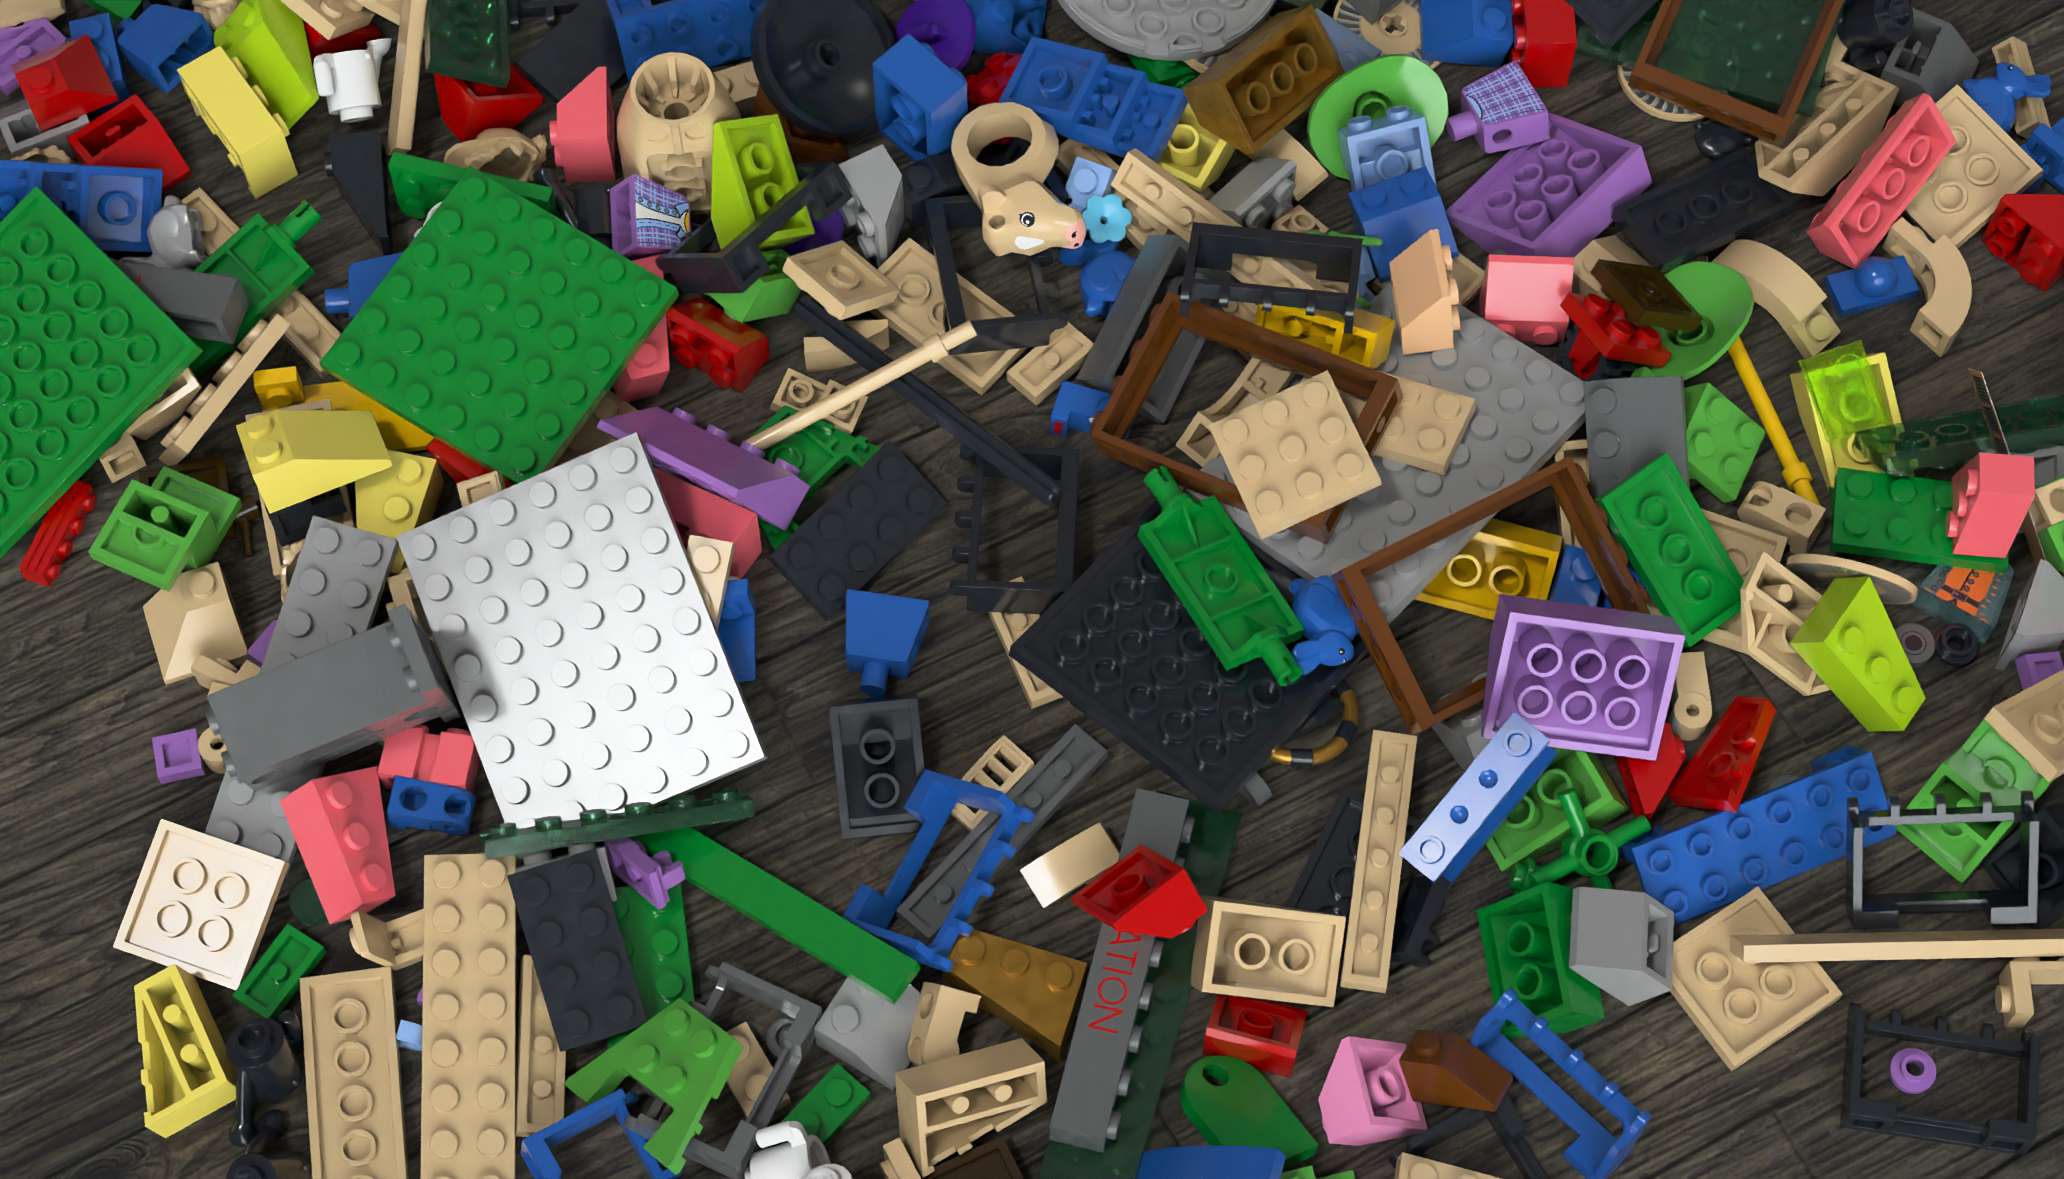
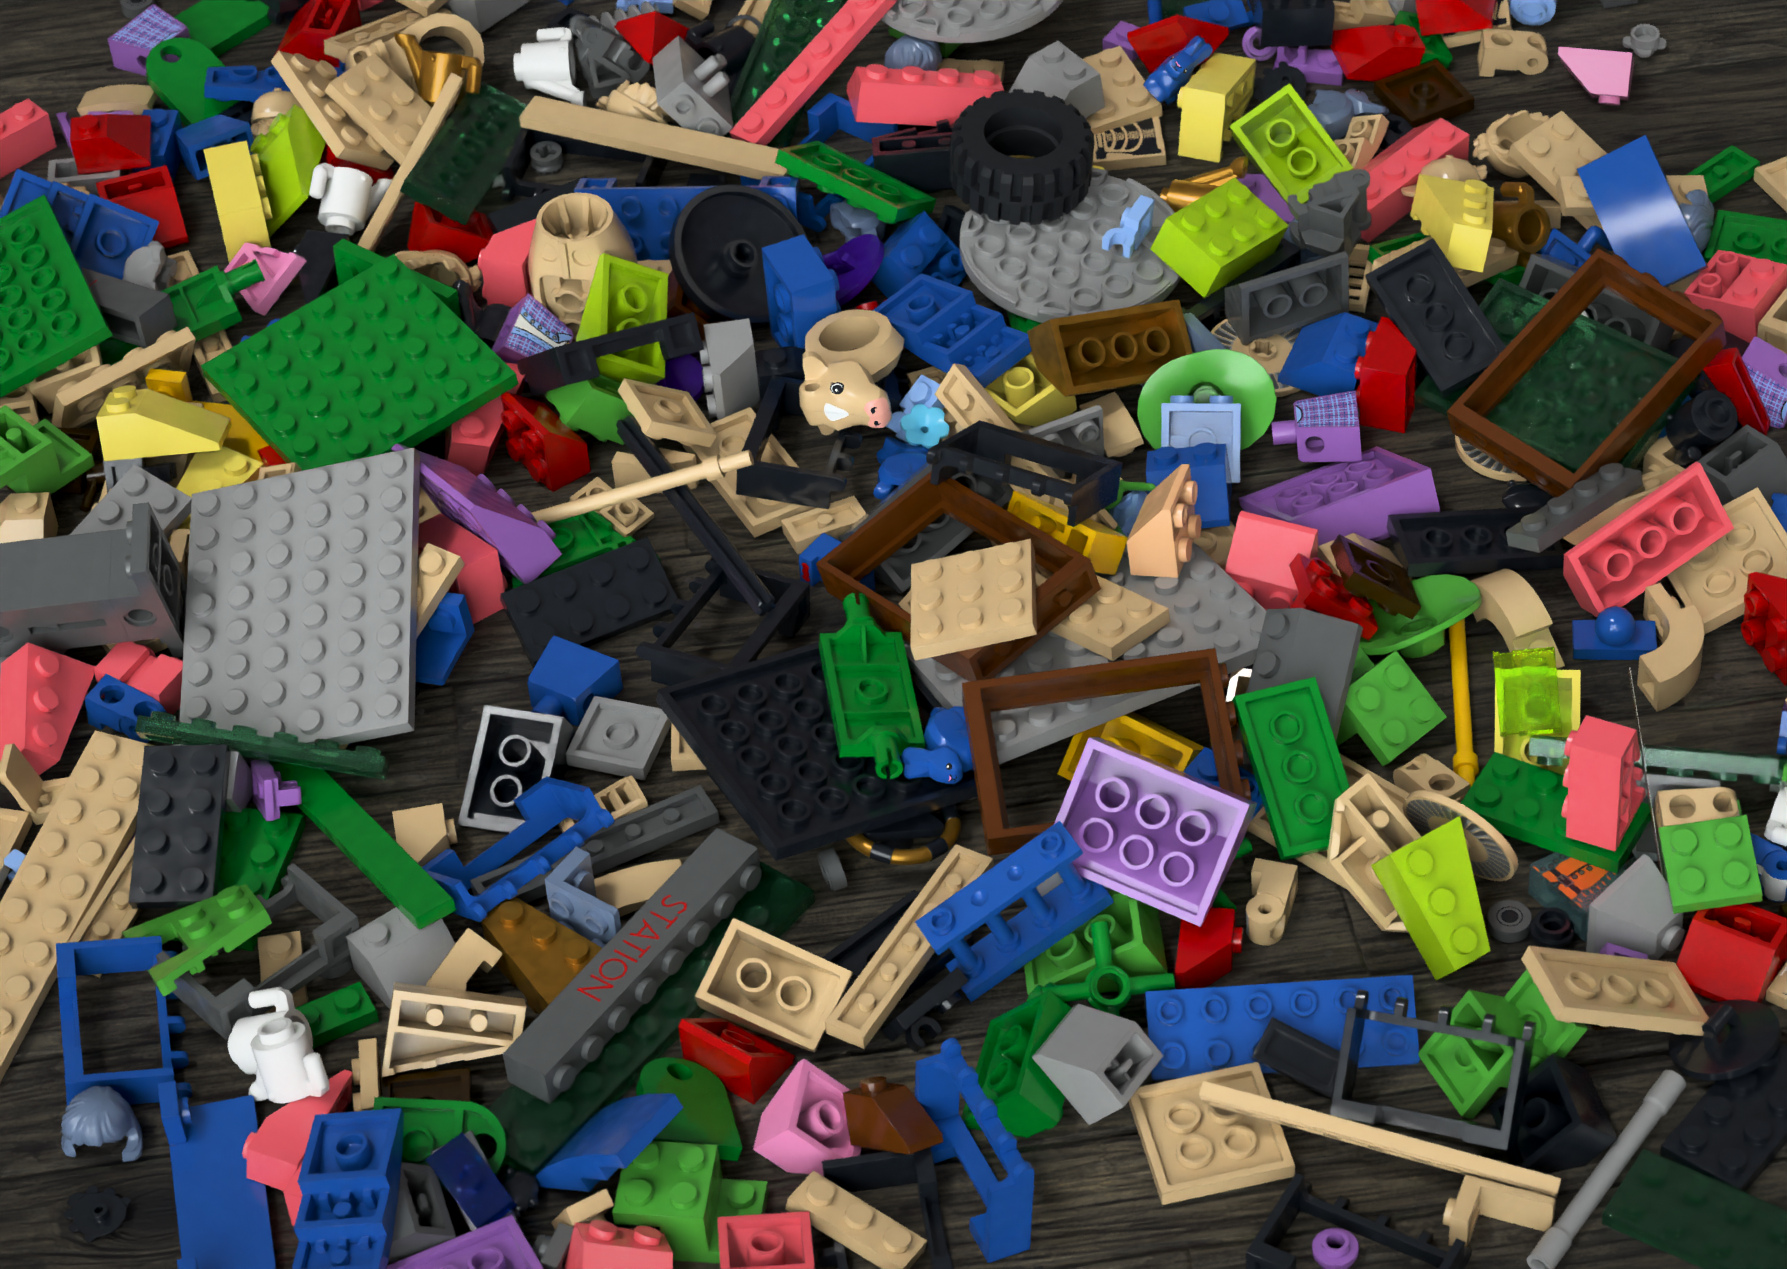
camera: 25 degrees right, 20 degrees down
(286, 189) = (277, 269): none -> bright pink wing
(823, 872) = (424, 832): none -> tan slope
(962, 687) = (618, 738): none -> light grey plate
(1036, 928) = (574, 900): none -> sand blue bracket
(1143, 896) = (675, 900): red slope -> none
(1726, 758) = (1282, 953): red wing -> none
(1797, 870) = (1298, 1057): none -> black tile
(1799, 159) = (1574, 507): none -> dark grey plate

